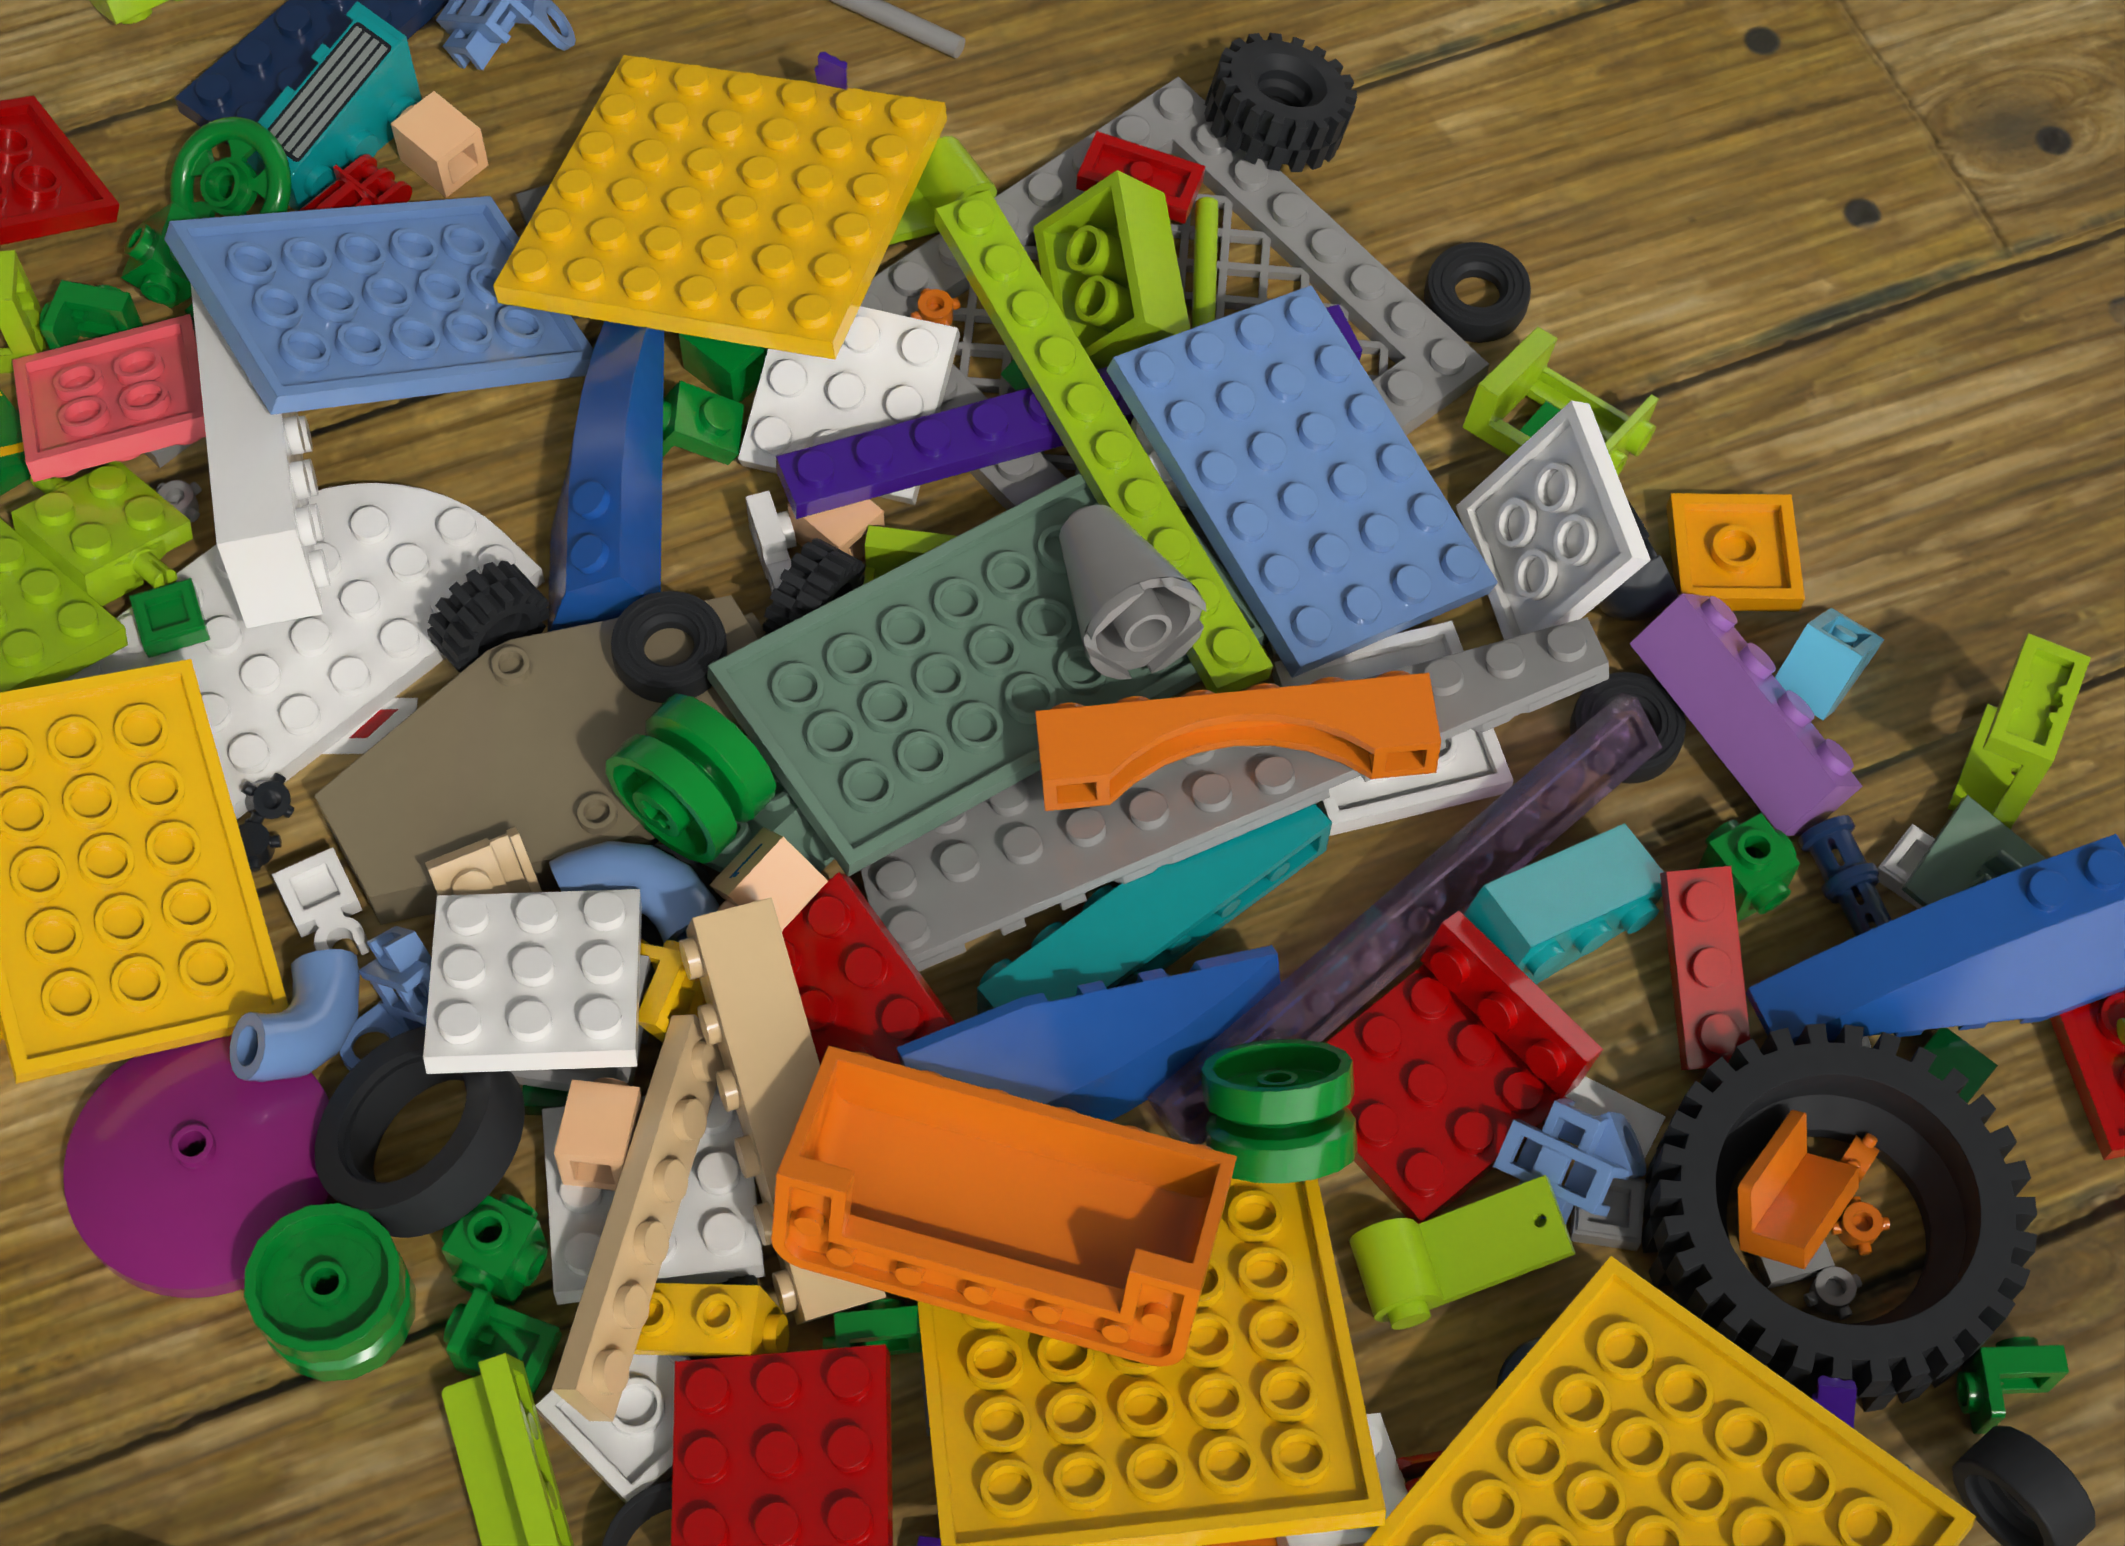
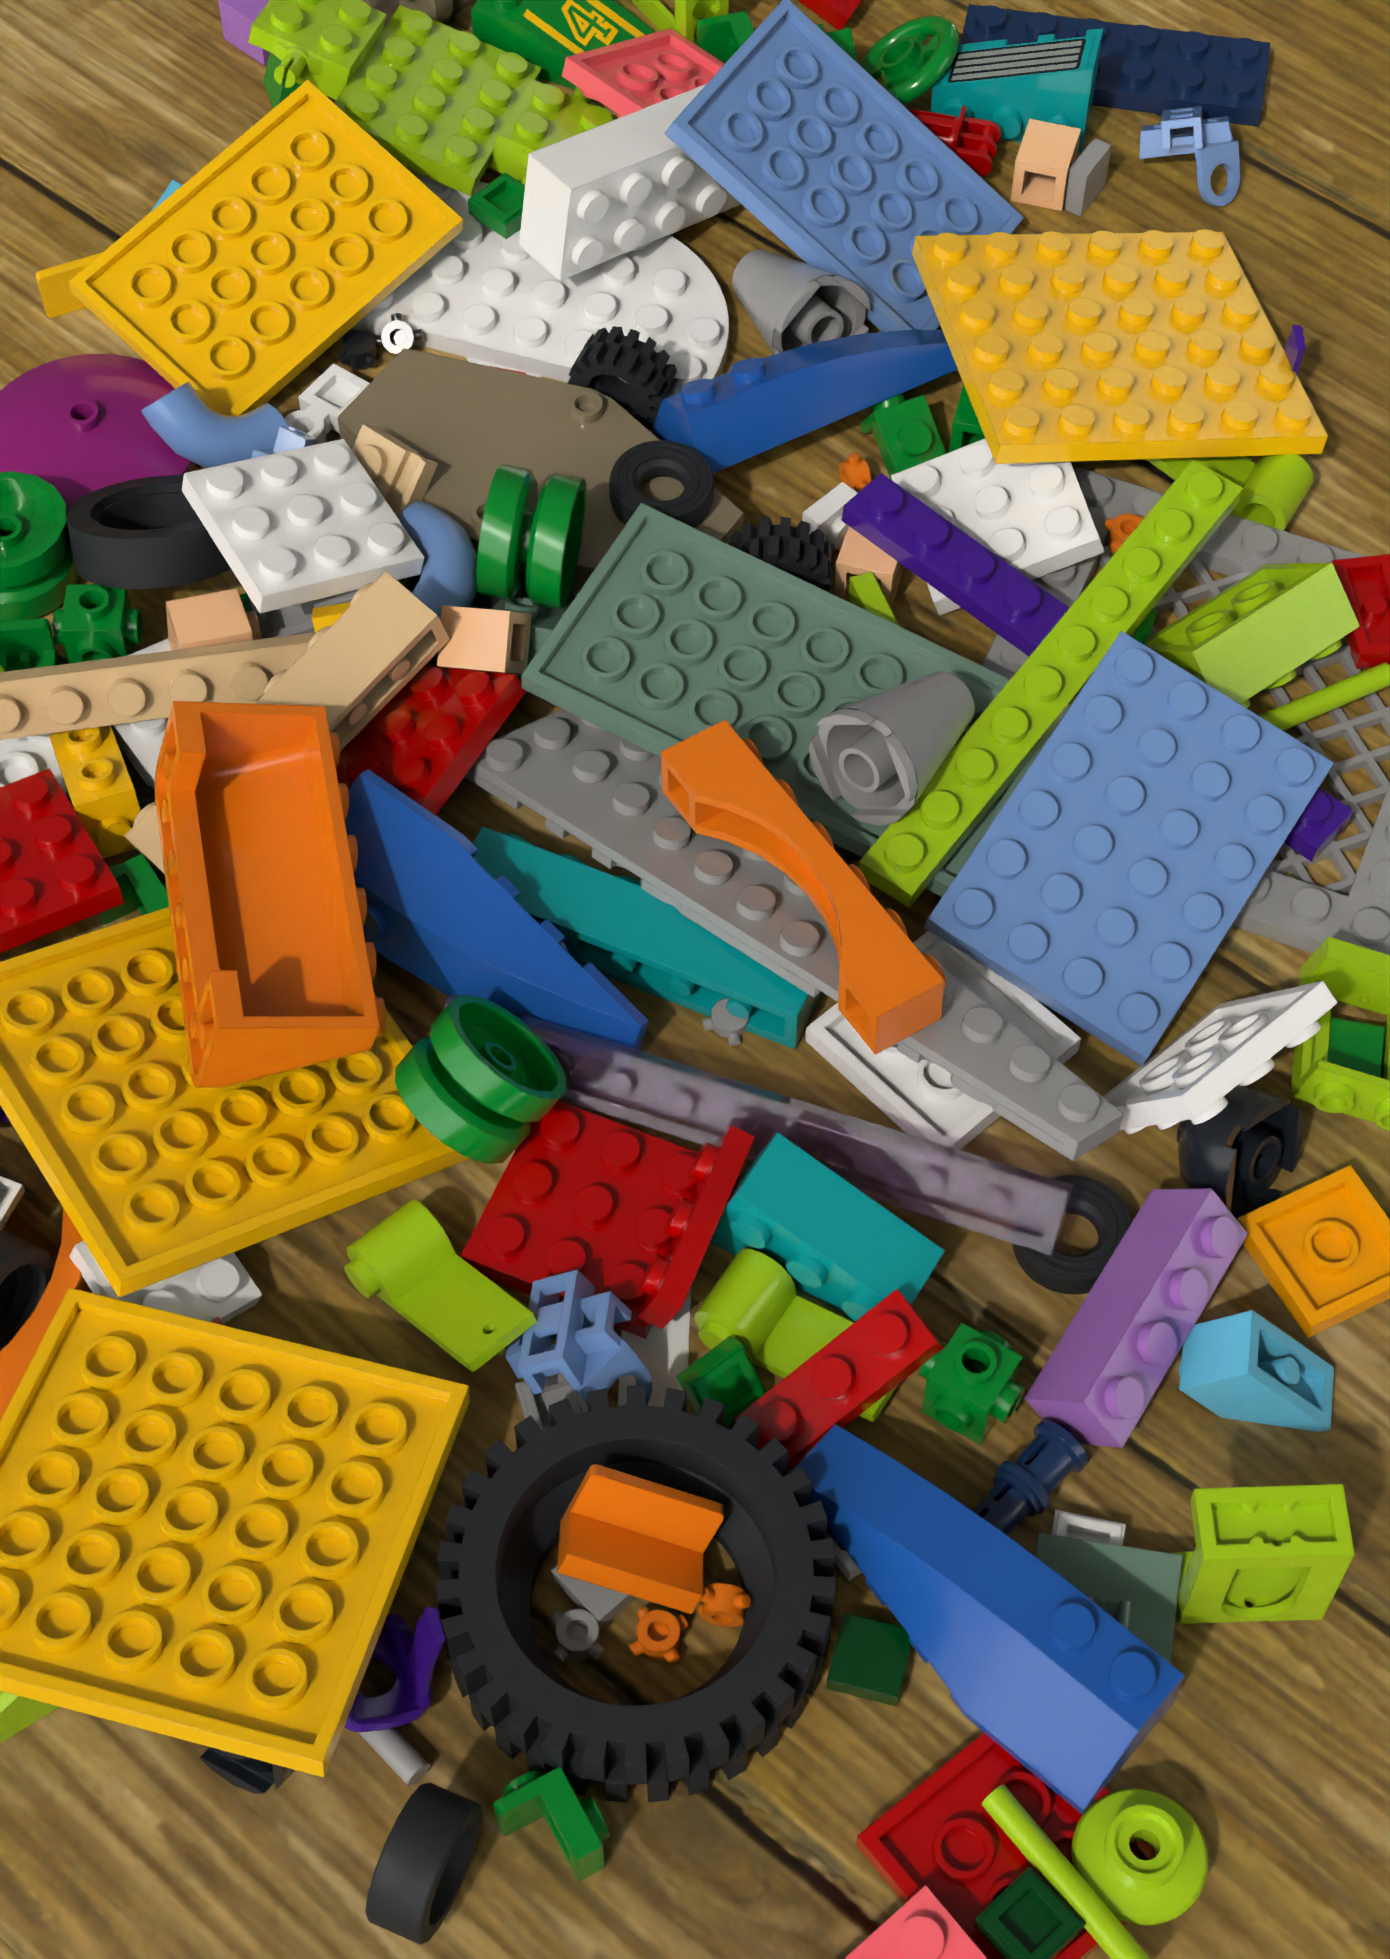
camera: 65 degrees right, 5 degrees down
(476, 108) = (1087, 177): none -> light grey tile
(488, 432) = (795, 303): none -> light grey cone
(716, 489) = (855, 472): none -> orange piece
(1273, 893) = (725, 1023): none -> light grey piece
(1616, 989) = (761, 1310): none -> lime door
(1658, 1062) = (725, 1377): none -> green tile

